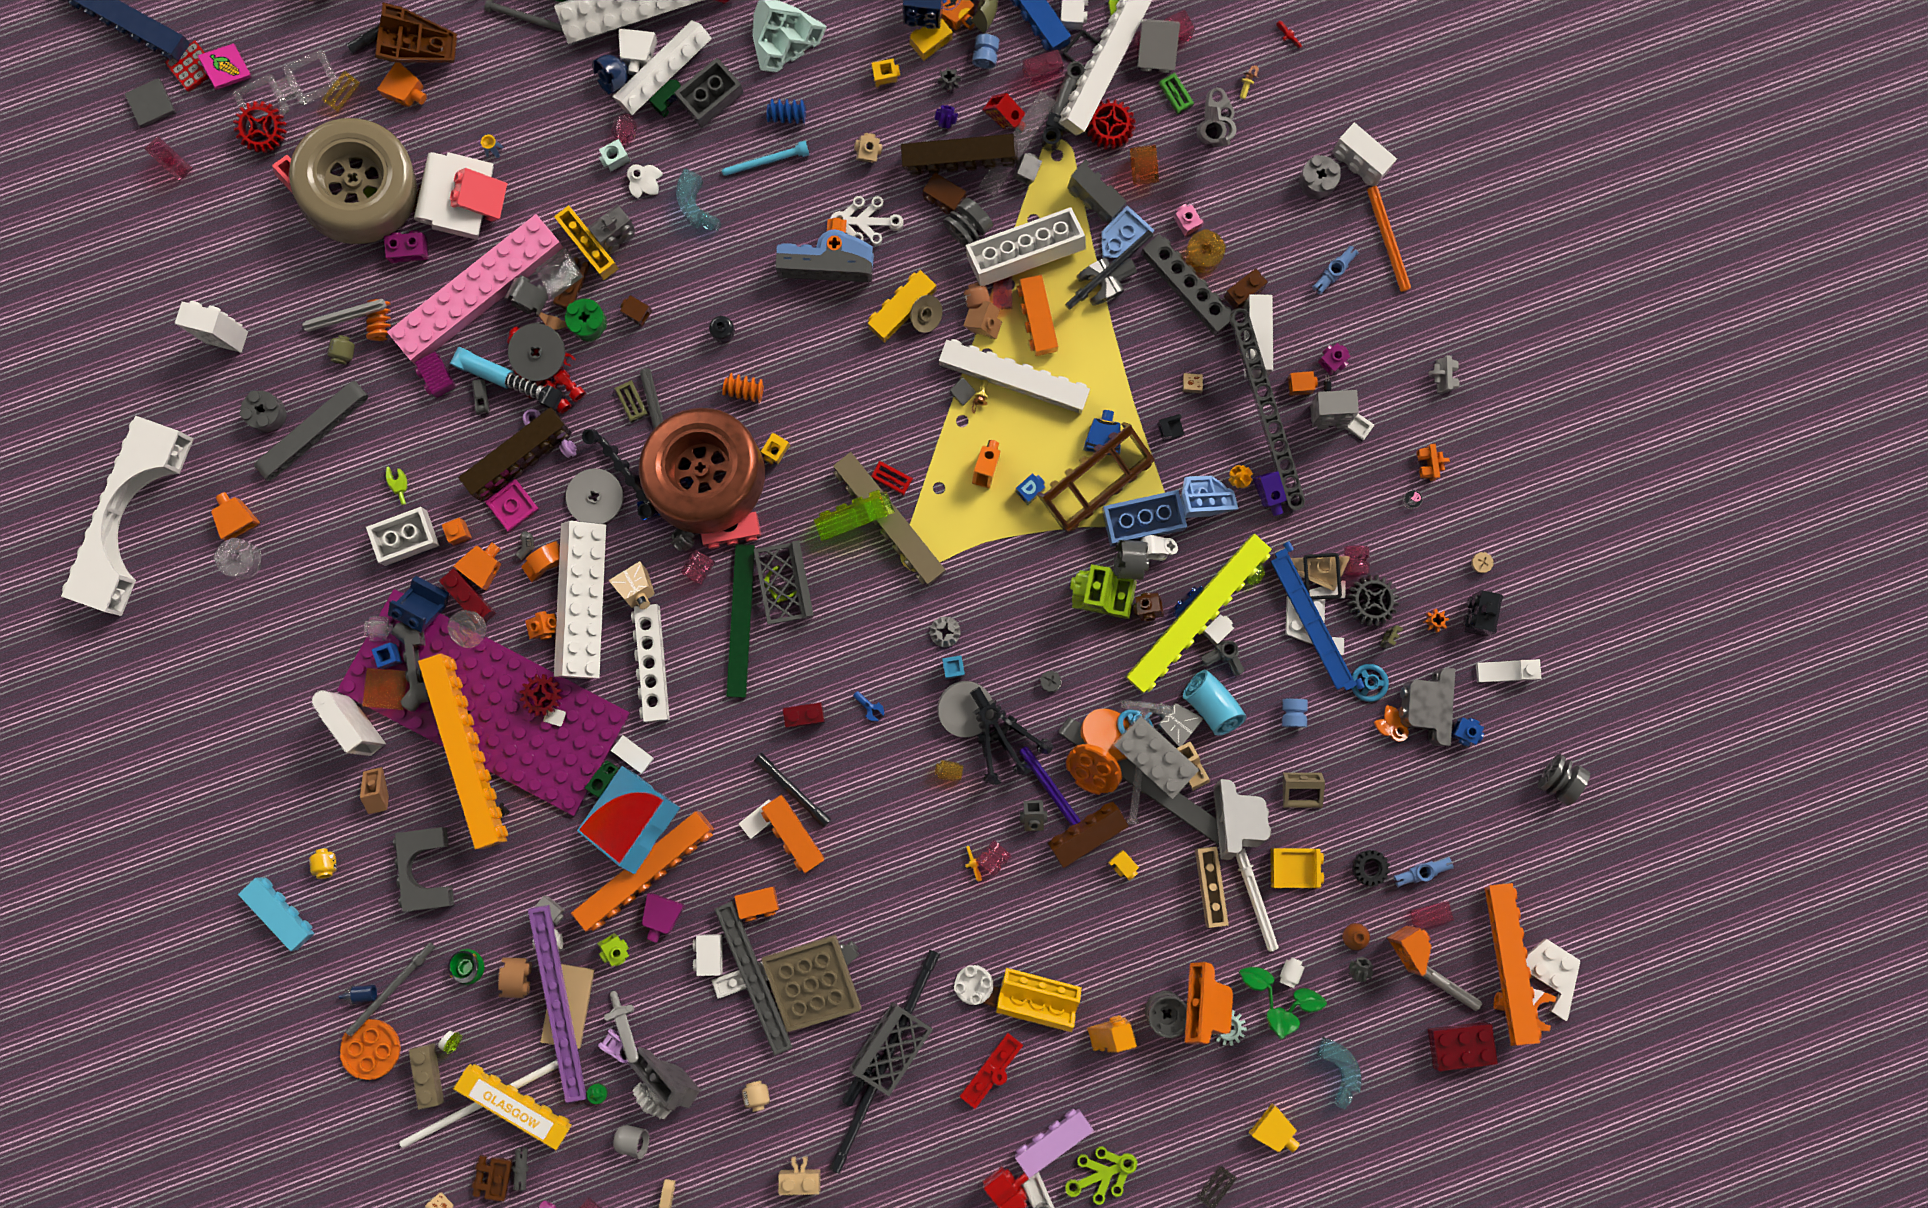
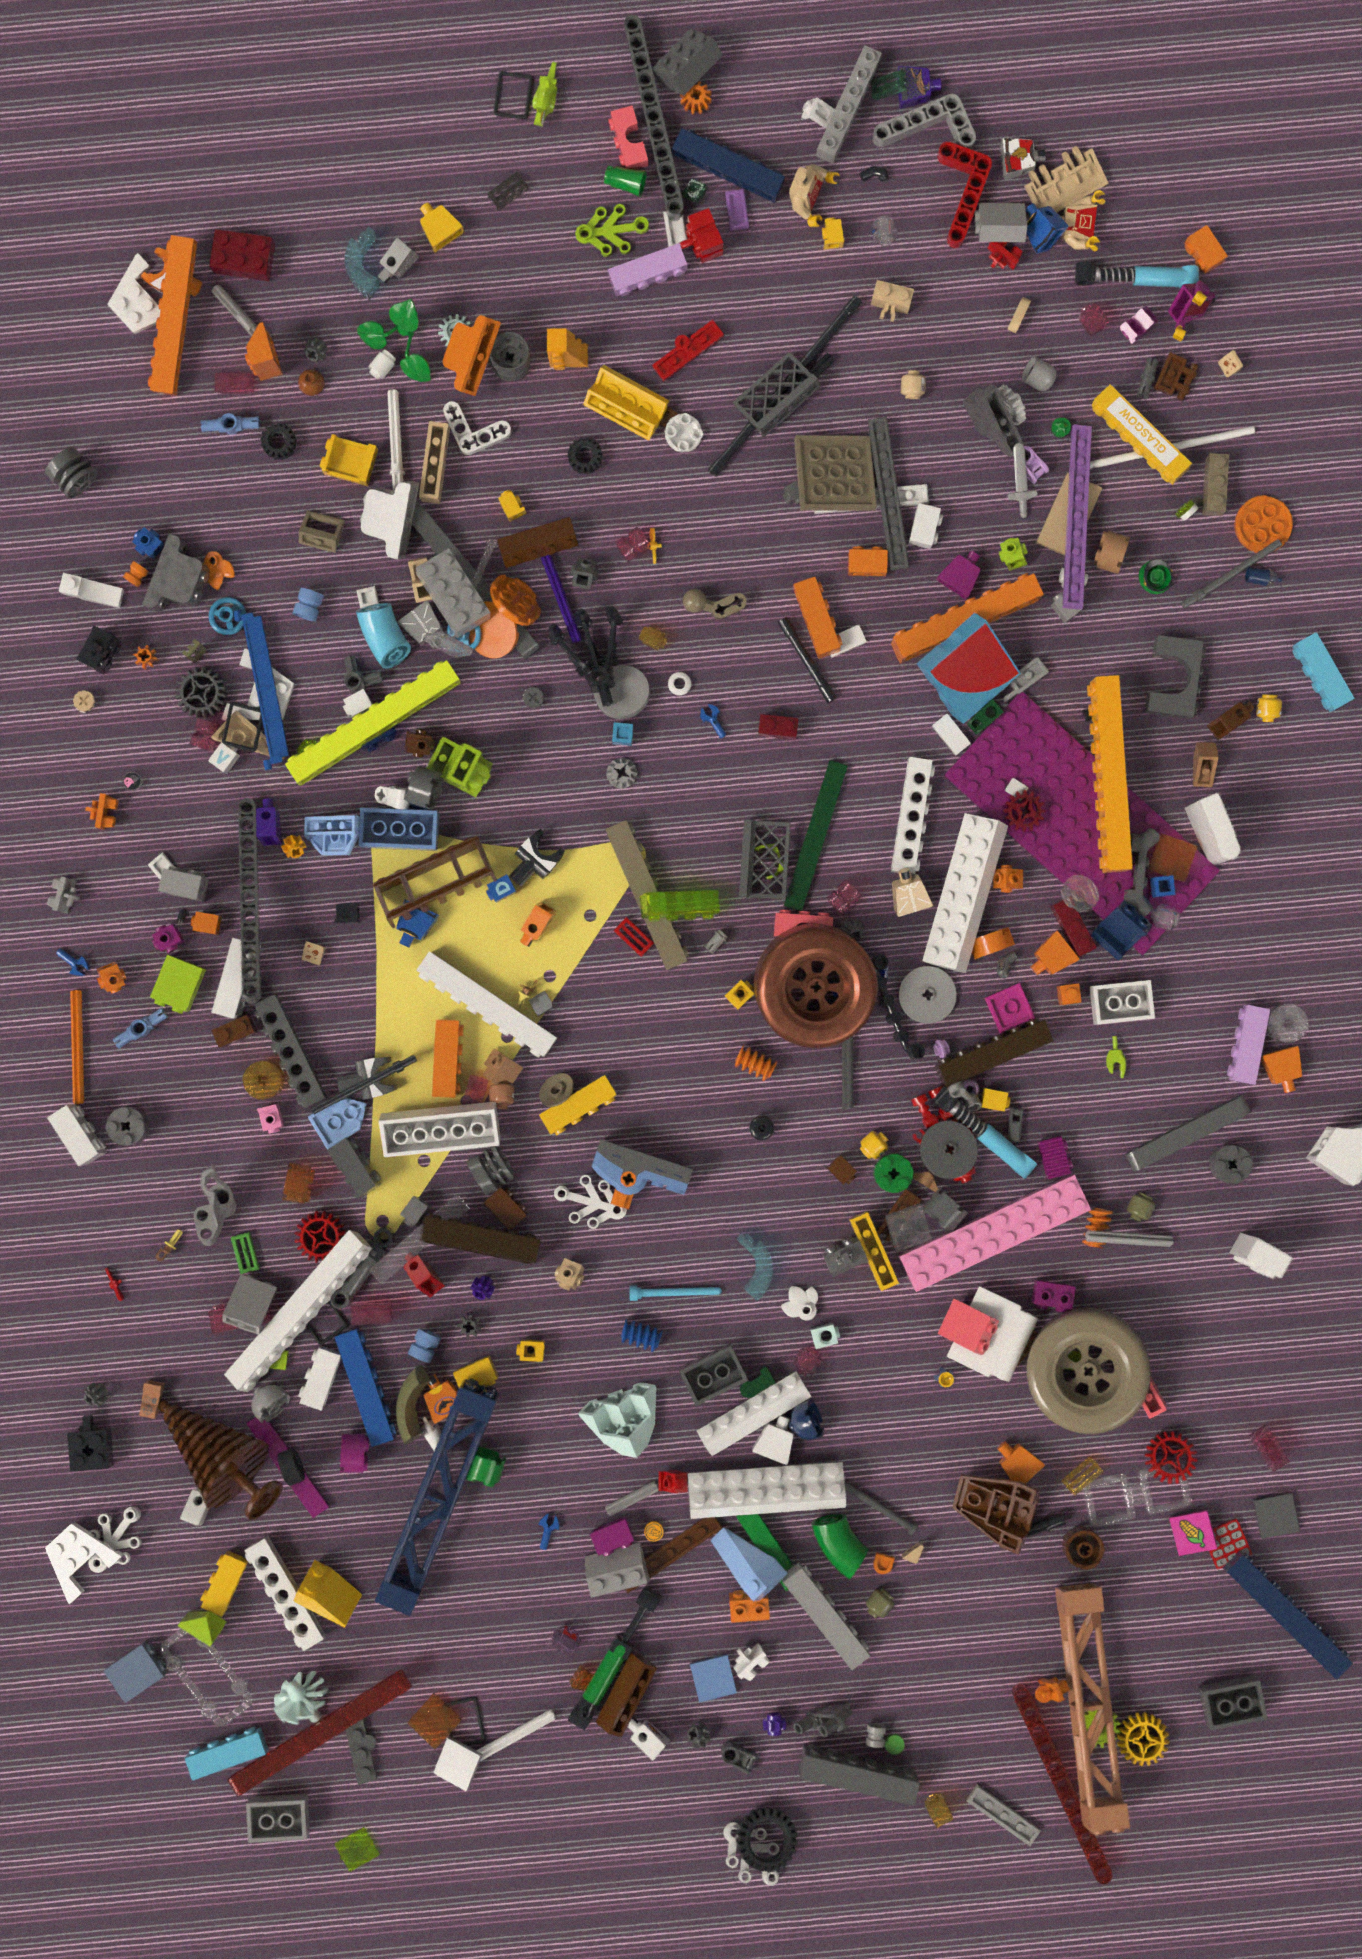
camera: 160 degrees left, 5 degrees up
(270, 529) = (1249, 1044): none -> lavender brick
(324, 26) = (1093, 1550): none -> reddish brown brick
(357, 840) = (1230, 719): none -> reddish brown torso
(505, 413) = (995, 1099): none -> yellow brick
(526, 405) = (970, 1100): none -> light grey bar
(568, 833) = (1029, 675): none -> light grey hinge
(610, 341) = (874, 1145): none -> yellow head
(637, 415) = (862, 1089): olive tile -> none
(810, 494) = (717, 940): none -> light grey pin
(905, 739) = (684, 690): none -> white piece
(916, 818) = (695, 601): none -> dark tan beam
(1006, 523) = (533, 861): none -> black connector
(1065, 923) = (585, 444): none -> black tyre
(1187, 925) = (466, 436): none -> white beam
(1239, 737) = (367, 596): none -> white tile
(1304, 1089) = (399, 254): none -> light grey torso
(1312, 319) = (177, 984): none -> lime brick
(1332, 542) = (224, 757): none -> white brick
(1376, 308) = (108, 971): none -> orange brick
(1415, 315) = (73, 962): none -> blue bar
(1469, 699) = (135, 574): none -> orange wheel

